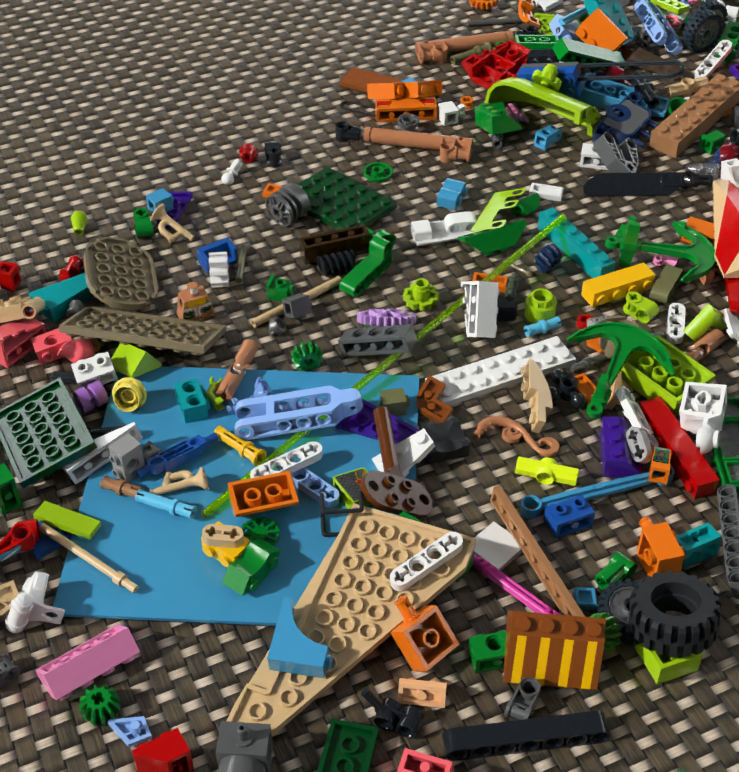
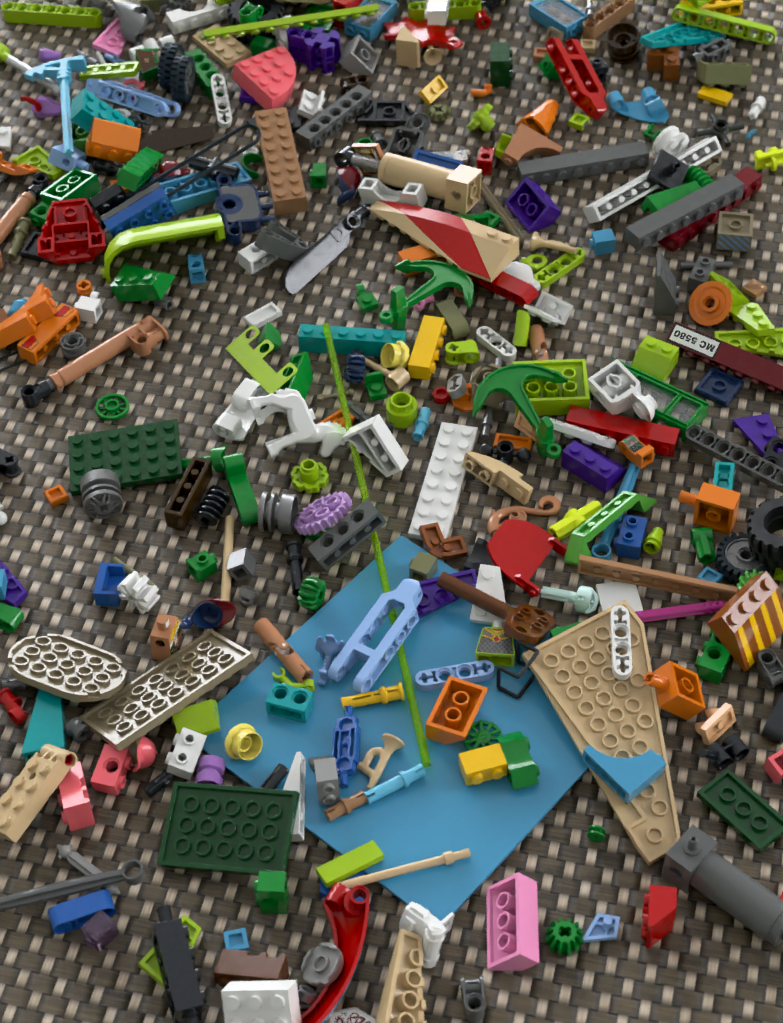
camera: 50 degrees left, 5 degrees up
(160, 214) = (13, 593): tan piece -> none
(223, 535) = (483, 759): tan beam -> none
(228, 668) = (596, 833): none -> green piece
(233, 314) = (209, 614): none -> dark blue hair
(304, 452) = (427, 675): white beam -> none
(333, 332) = (295, 562): none -> black pin
(361, 293) = (274, 512): none -> flat silver wheel
(452, 194) = (203, 376): dark azure brick -> none
(457, 256) = (300, 422): none -> white animal
(463, 516) = (580, 598): none -> light aqua piece
(472, 449) = (519, 551): none -> red piece
(519, 114) = (148, 265): bright pink gear -> none
(547, 77) = (149, 213): lime plant -> none
(550, 281) = (375, 386): none -> green bracket
(567, 286) = (394, 379): none -> tan piece
(574, 484) = (600, 520): none -> bright green slope
(581, 534) = (653, 542): none -> lime cone
(586, 271) = (395, 355): none -> light yellow piece
(638, 445) = (606, 453): light grey beam -> none
(685, 87) = (233, 143): tan piece -> none
(704, 168) = (349, 204): clear slope -> none

